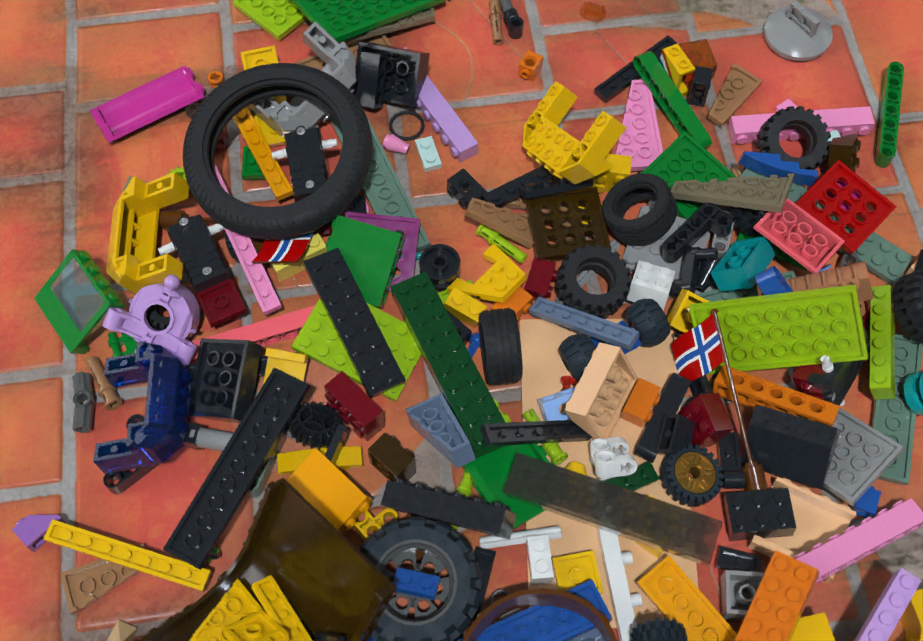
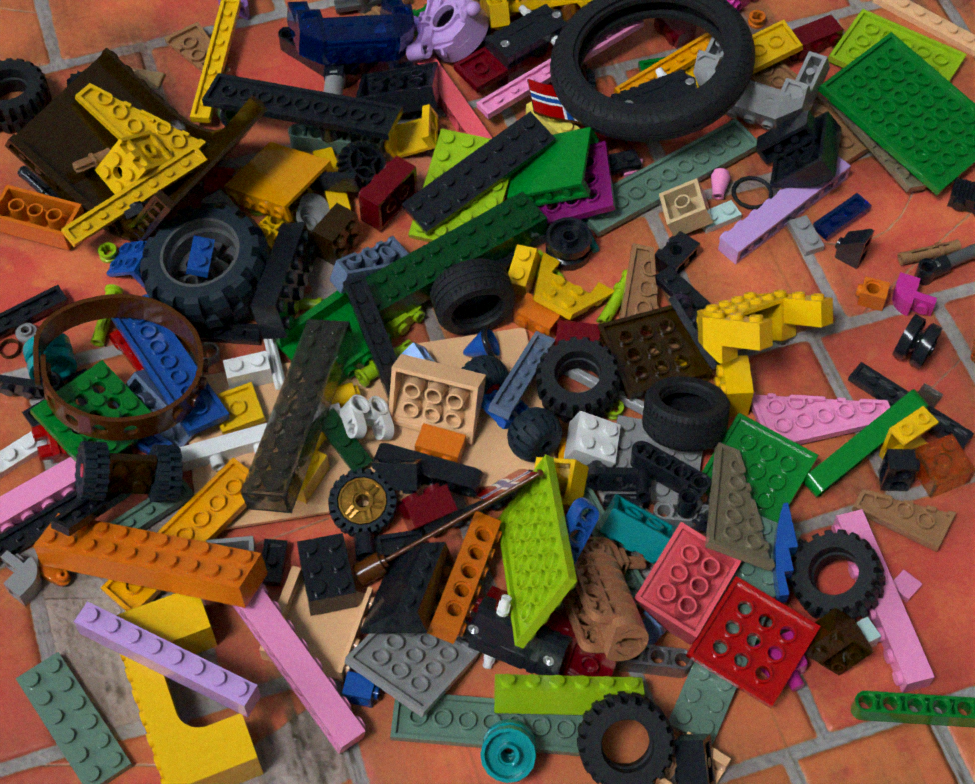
camera: 80 degrees right, 5 degrees down
(251, 35) = (817, 36): none -> dark red brick
(366, 481) = (311, 210): none -> light grey piece
(424, 170) = (686, 207): none -> tan brick
(449, 68) = (842, 216): none -> clear blue plate
(462, 97) = (805, 235): none -> light grey plate
(486, 64) = (854, 247): none -> black slope
(537, 43) = (907, 298): none -> dark pink brick
(542, 353) = (483, 344): none -> blue hat
(587, 45) = (915, 340): none -> black wheel
(627, 55) = (930, 394): none -> clear smoke tile

